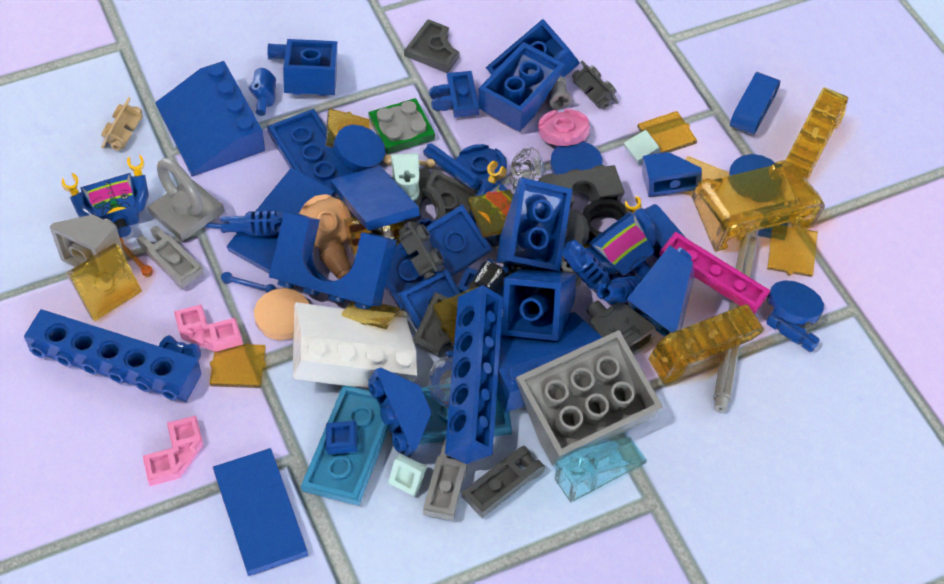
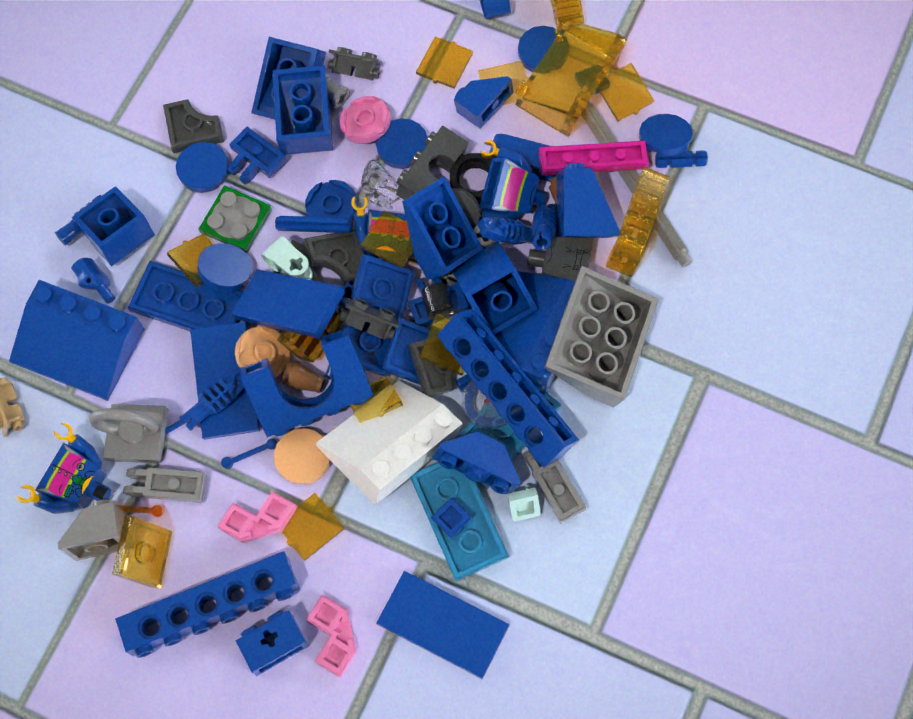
camera: 35 degrees left, 15 degrees up
(126, 417) = (288, 642): none -> blue brick
(188, 349) = (263, 550): blue piece -> none
(413, 76) = (202, 167): none -> blue tile
(430, 163) = (255, 257): tan hinge -> none
(502, 481) = (593, 451): dark grey plate -> none
(596, 467) = (647, 381): clear light blue slope -> none
(641, 145) = (439, 90): light aqua tile -> none

